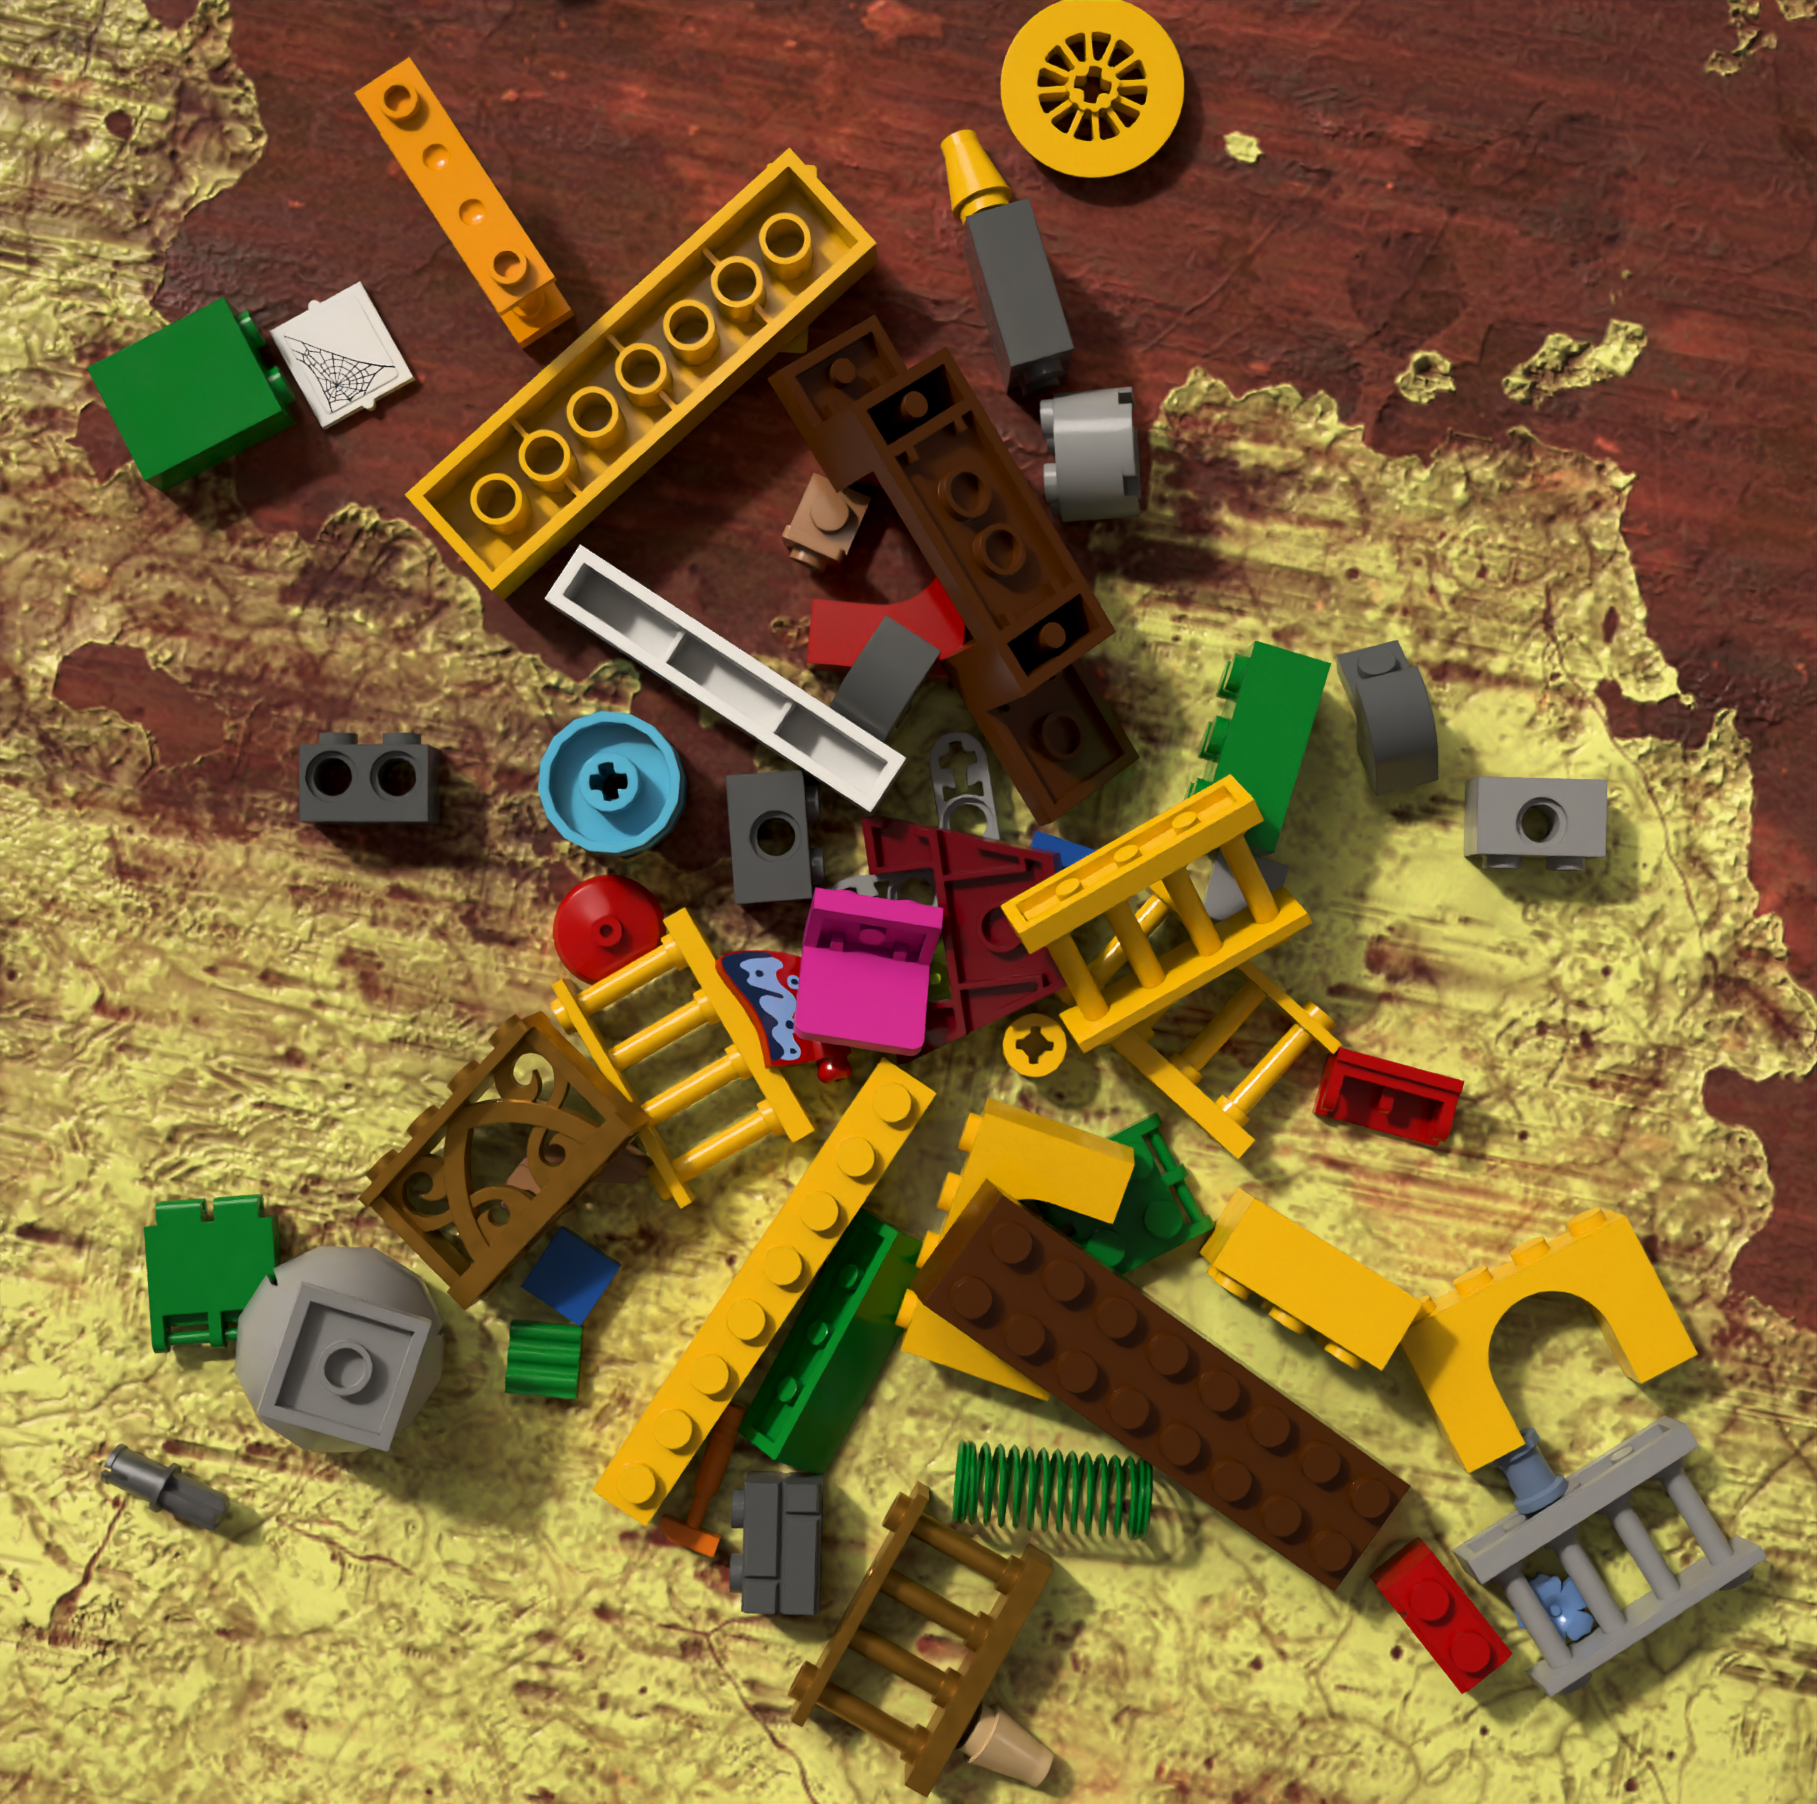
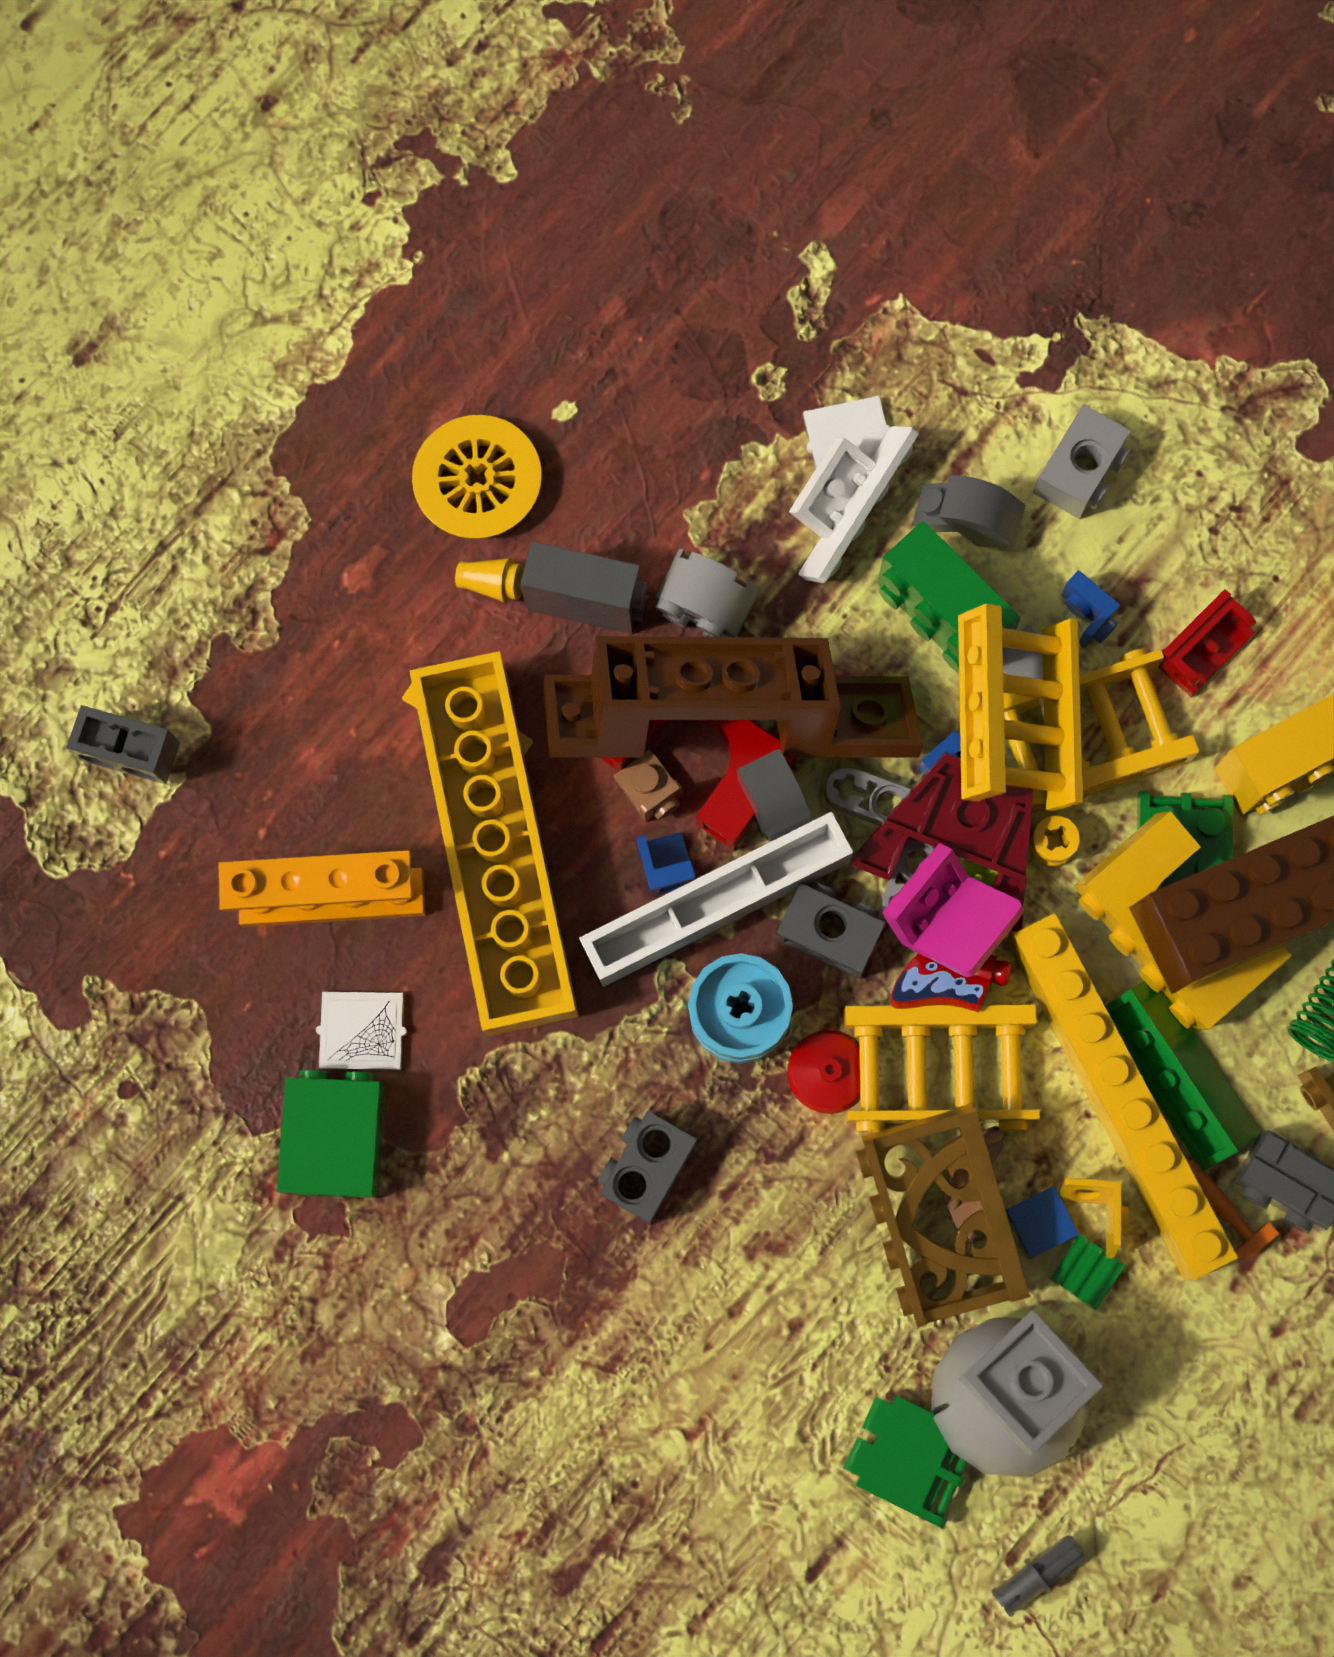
camera: 55 degrees left, 10 degrees down
(624, 1358) = (1108, 1194): none -> yellow bracket
(743, 596) = (665, 863): none -> blue panel
(1324, 549) = (843, 495): none -> white bracket
(1358, 922) = (1090, 602): none -> blue bracket
(1405, 517) = (857, 421): none -> white piece

